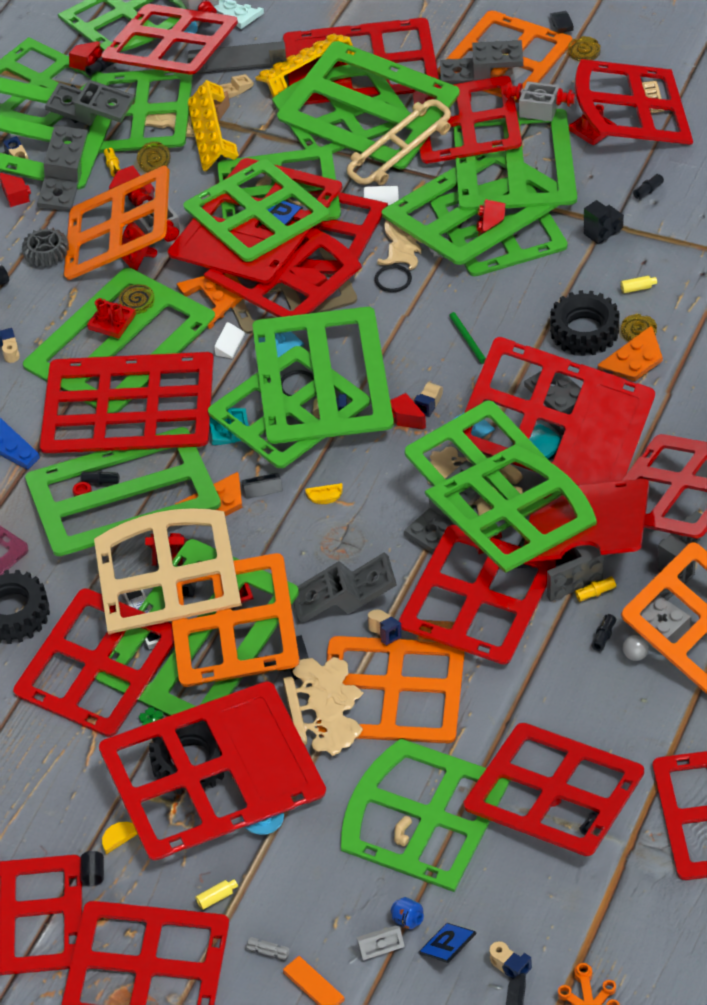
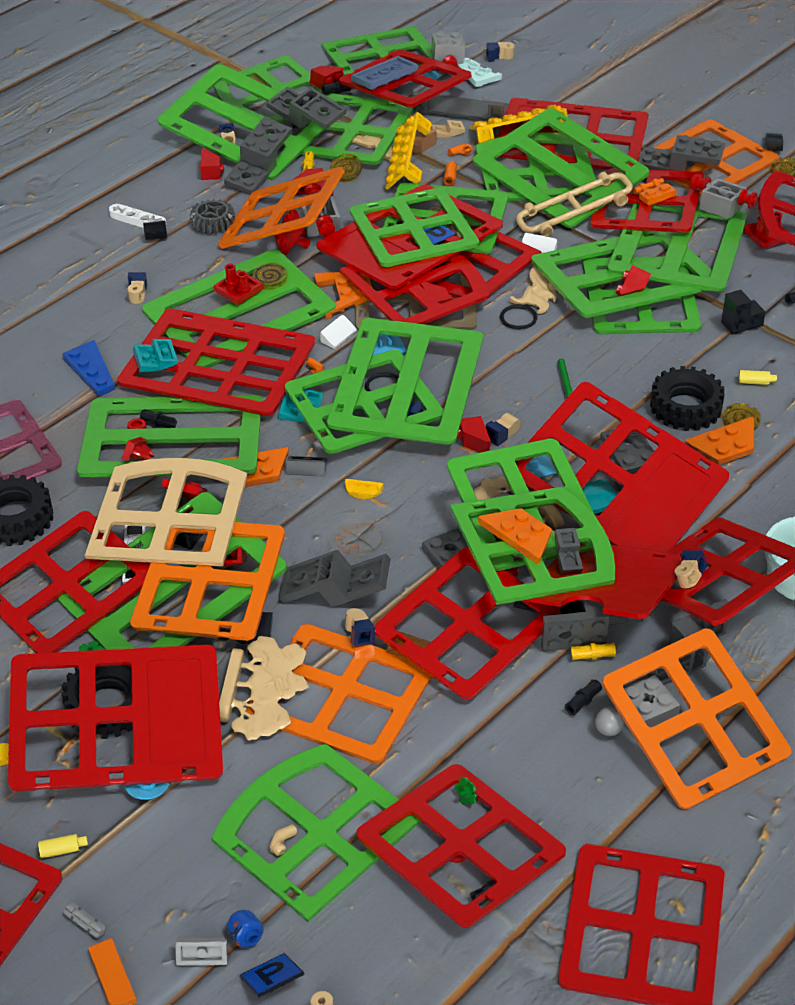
camera: 15 degrees right, 5 degrees down
(66, 414) = (155, 356): none -> teal slope
(102, 516) = (137, 450): none -> red tile
(148, 39) = (384, 72): none -> sand blue plate
(227, 383) = (315, 365): none -> orange arm
(259, 106) = (463, 149): none -> orange arm
(260, 137) = (450, 173): none -> orange cylinder
(474, 112) = (654, 191): none -> orange plate
(497, 498) = (519, 531): none -> orange wing
(540, 743) = (466, 791): none -> green plant
(544, 505) = (567, 551): none -> dark grey slope
(657, 490) = (690, 569): none -> tan leg

